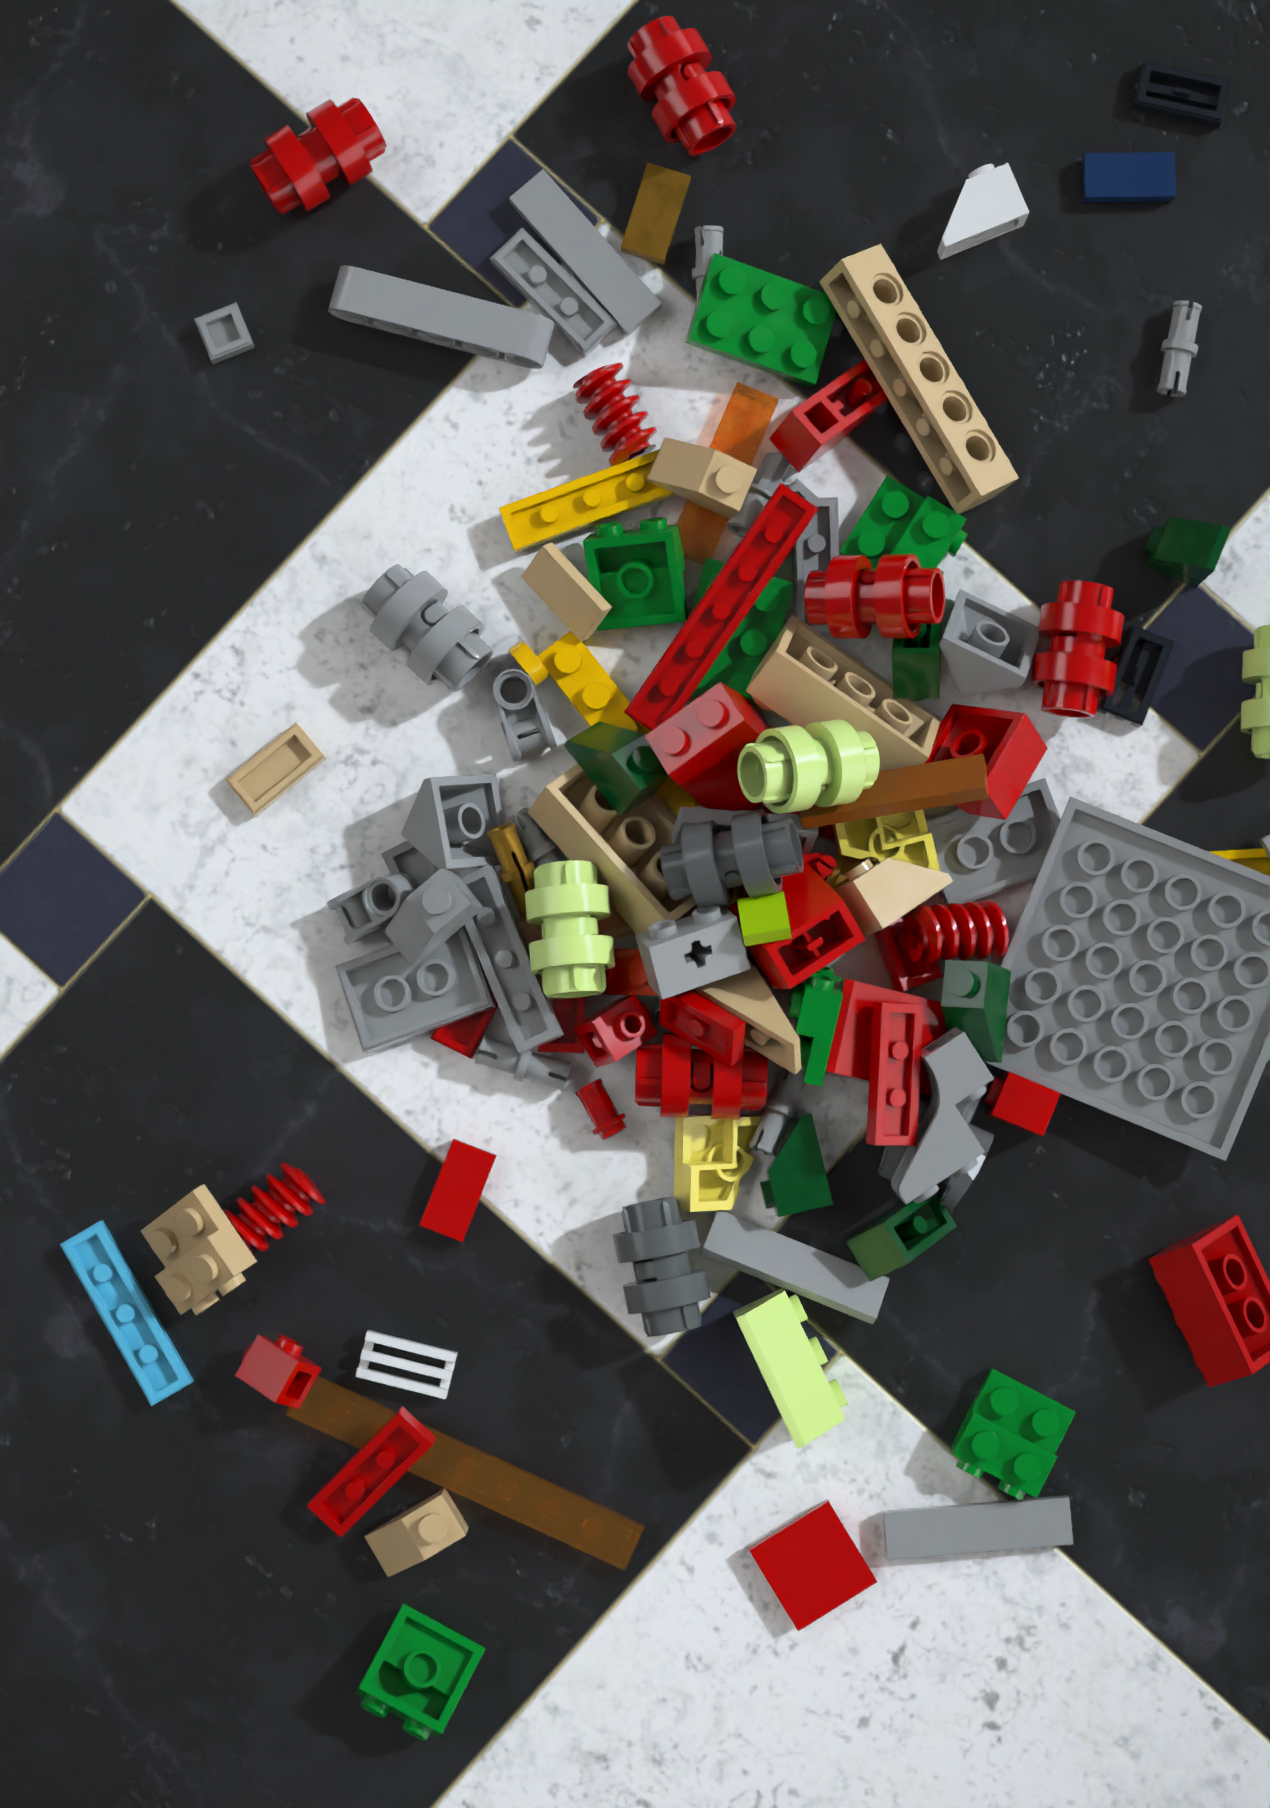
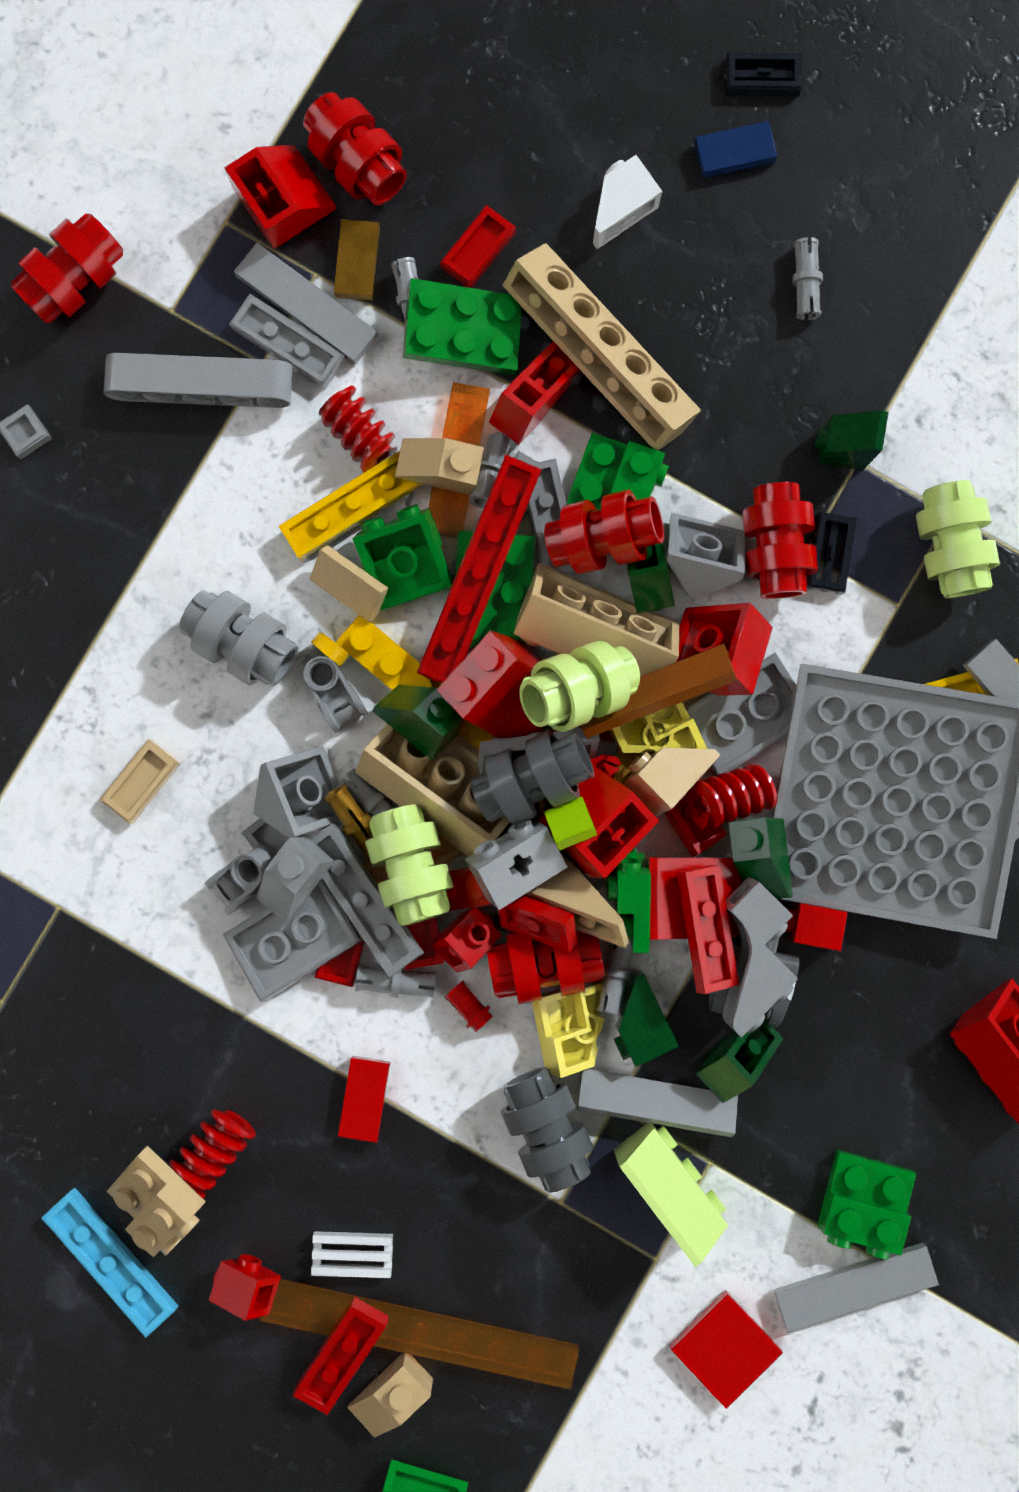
camera: 10 degrees left, 0 degrees up
(583, 116) = (279, 191): none -> red slope
(801, 228) = (478, 247): none -> red tile

